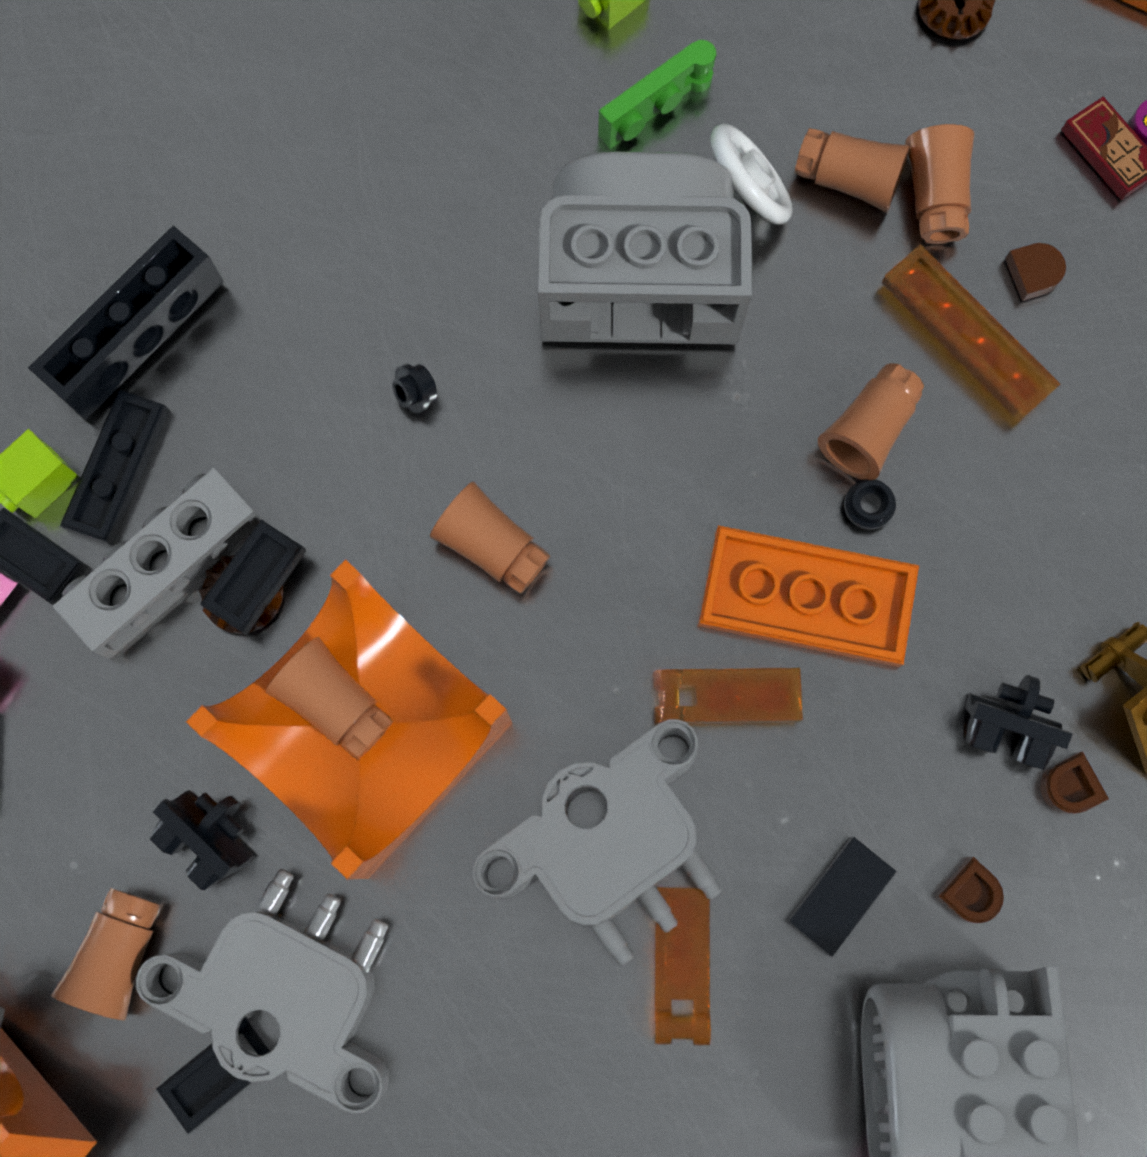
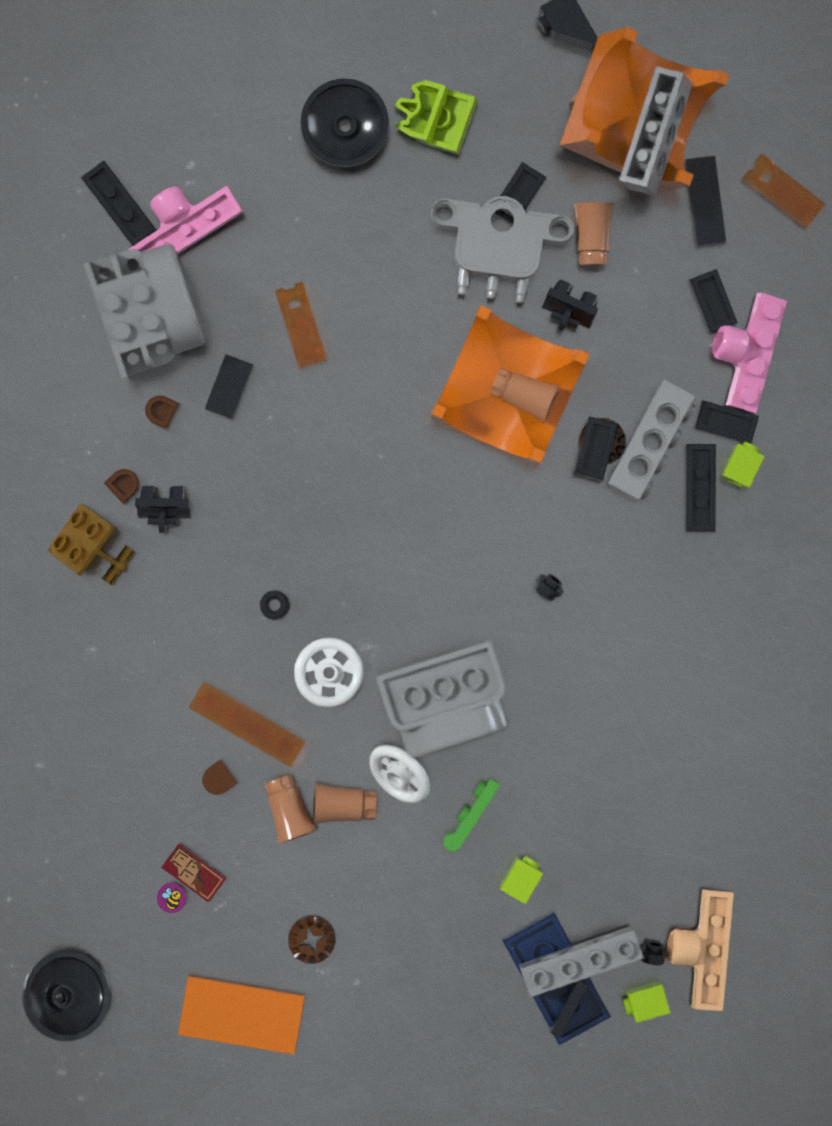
camera: 160 degrees right, 10 degrees up
(128, 322) = (721, 567): black brick -> none
(490, 539) = (475, 512): nougat plant -> none
(621, 860) = (355, 358): light grey piece -> none
(730, 695) = (319, 471): clear orange plate -> none
(798, 334) = (343, 693): none -> white plate
(809, 596) = (293, 542): orange tile -> none
(872, 423) = (286, 651): nougat plant -> none

